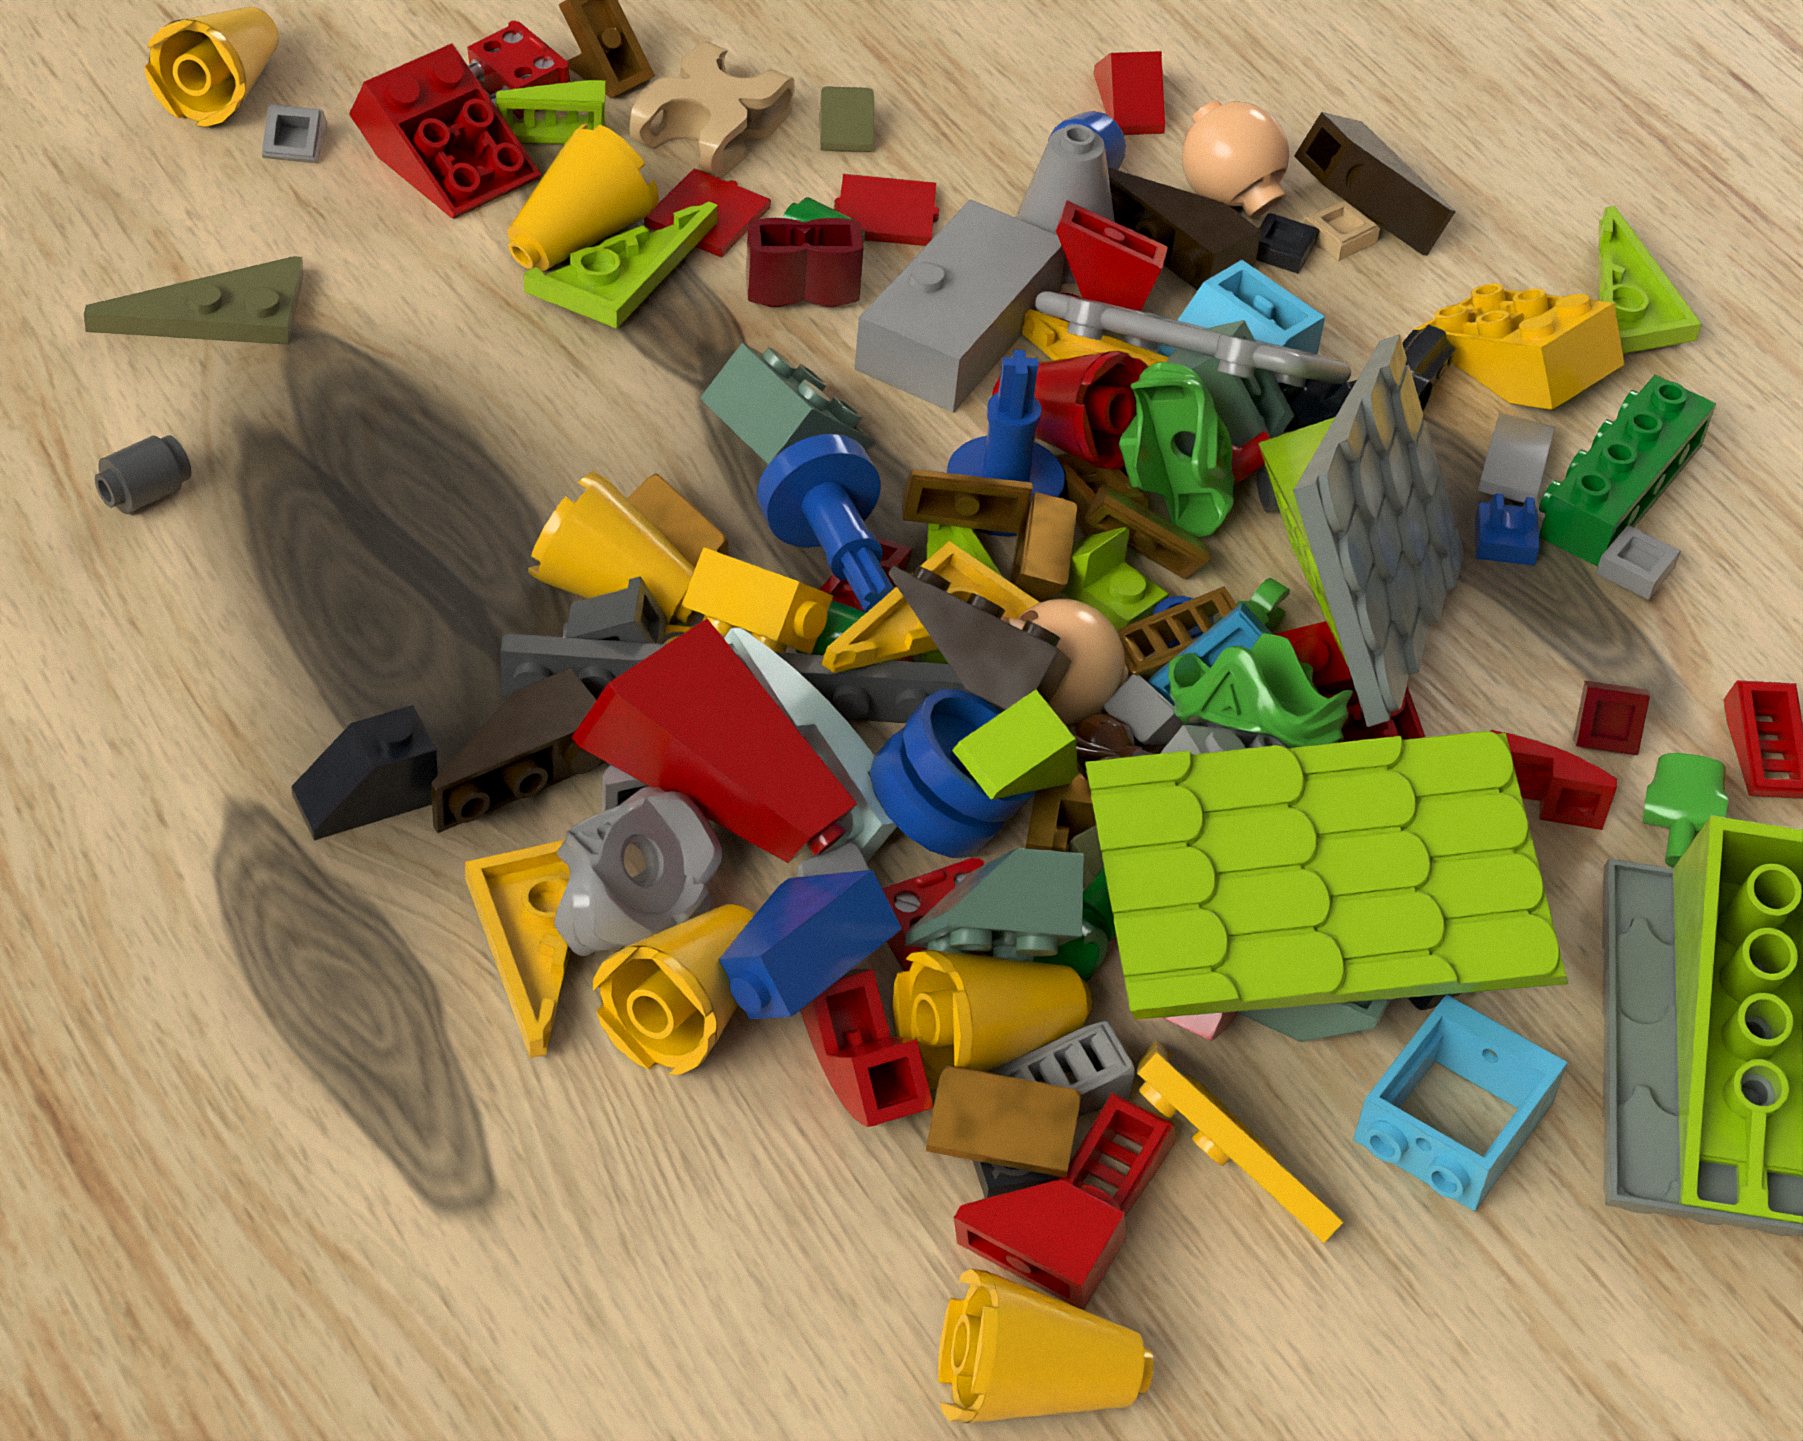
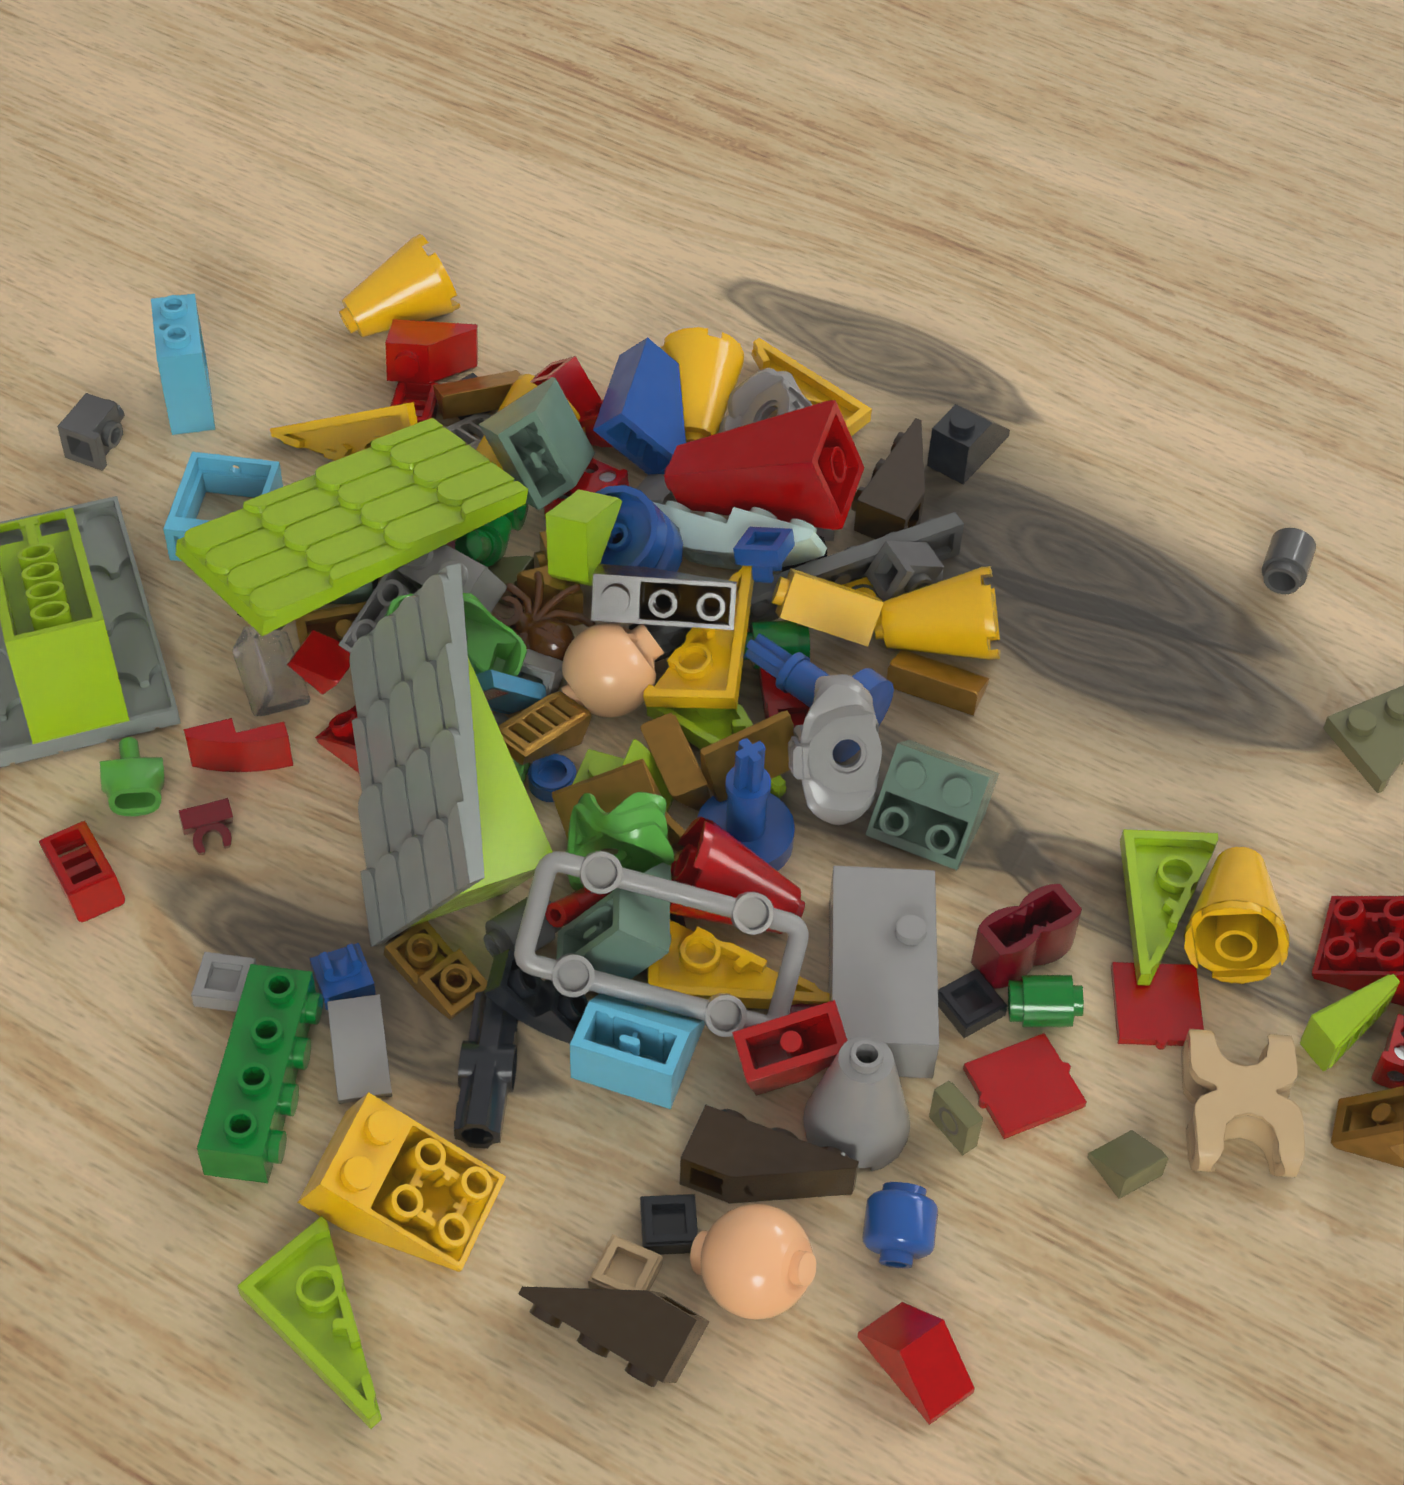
camera: 155 degrees right, 5 degrees up
(806, 638) = (764, 551): none -> blue tile
(880, 269) = (971, 1003): none -> black tile
(892, 427) = (839, 712): none -> light grey piece
(978, 180) = (956, 1117): none -> olive tile
(1459, 1318) = (182, 364): none -> medium azure window
(1622, 1327) = (91, 430): none -> dark grey brick

